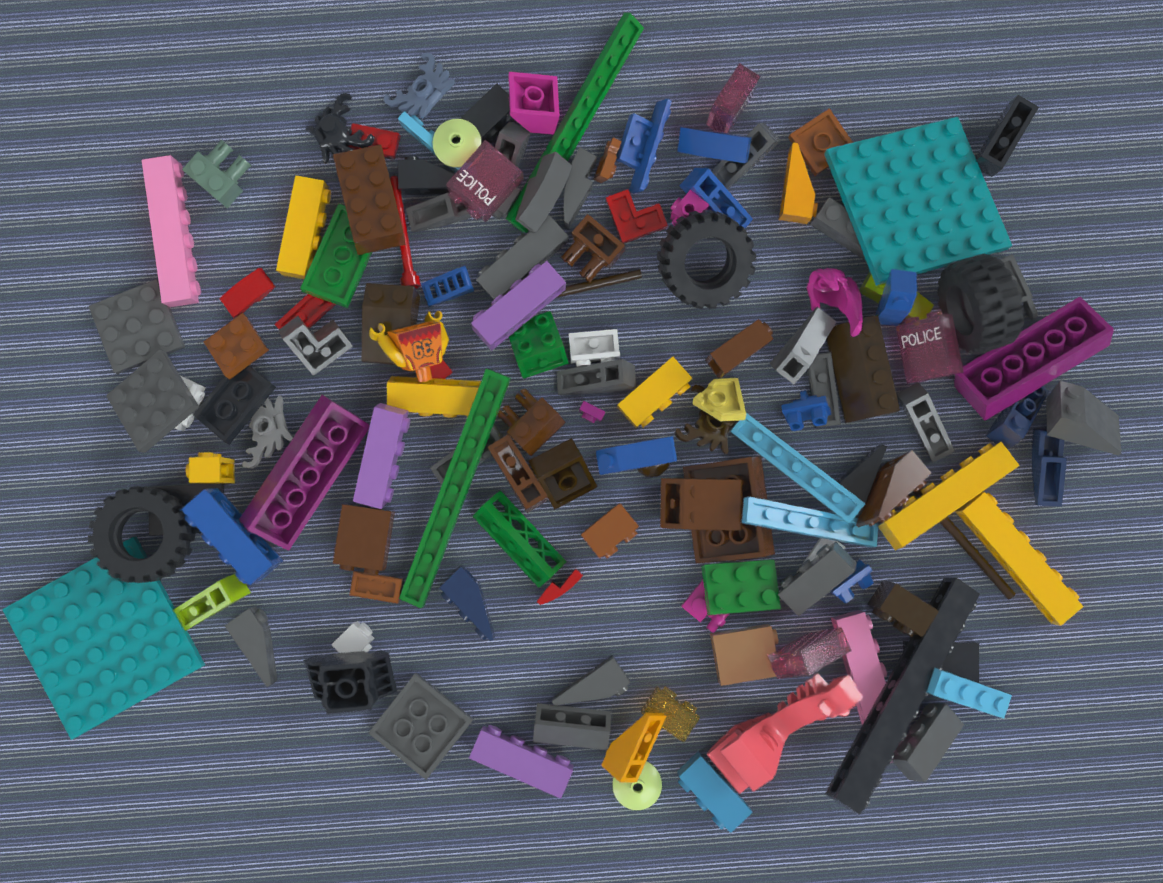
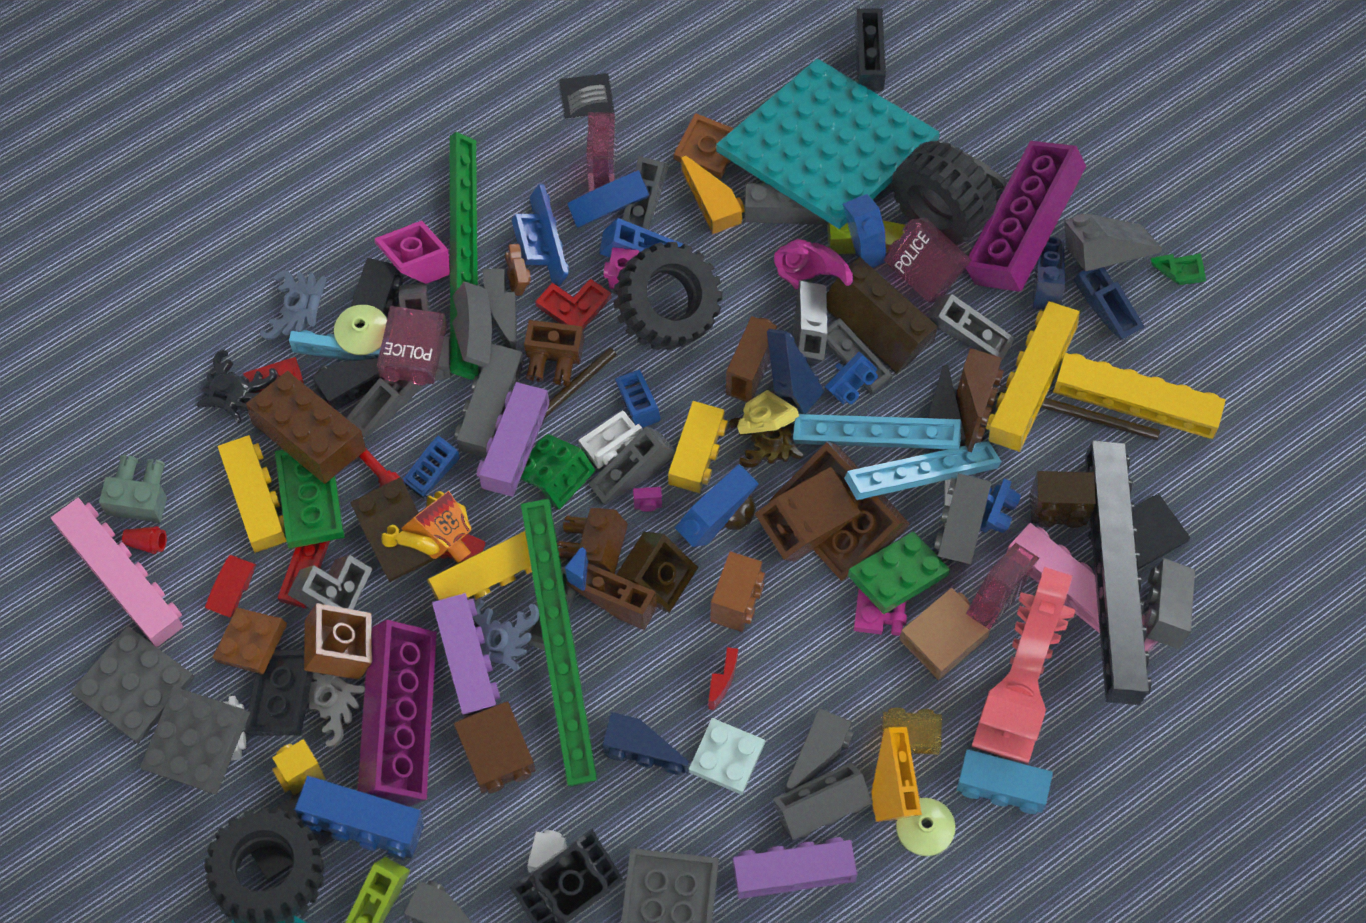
camera: 30 degrees left, 20 degrees down
(207, 218) = (145, 539): none -> red cone
(291, 391) = (337, 641): none -> dark orange brick
(376, 587) = (537, 789): dark orange plate -> none
(416, 459) = (505, 640): none -> sand blue animal
(499, 445) = (577, 569): none -> blue slope
(515, 541) = (651, 661): green fence -> none
(527, 645) = (727, 756): none -> light aqua plate
(637, 338) = (643, 414): none -> blue slope
(755, 39) = (586, 95): none -> black sticker
(760, 383) = (791, 373): none -> dark blue slope
(969, 693) = (1178, 537): medium azure plate -> none
(1125, 473) = (1181, 269): none -> green slope

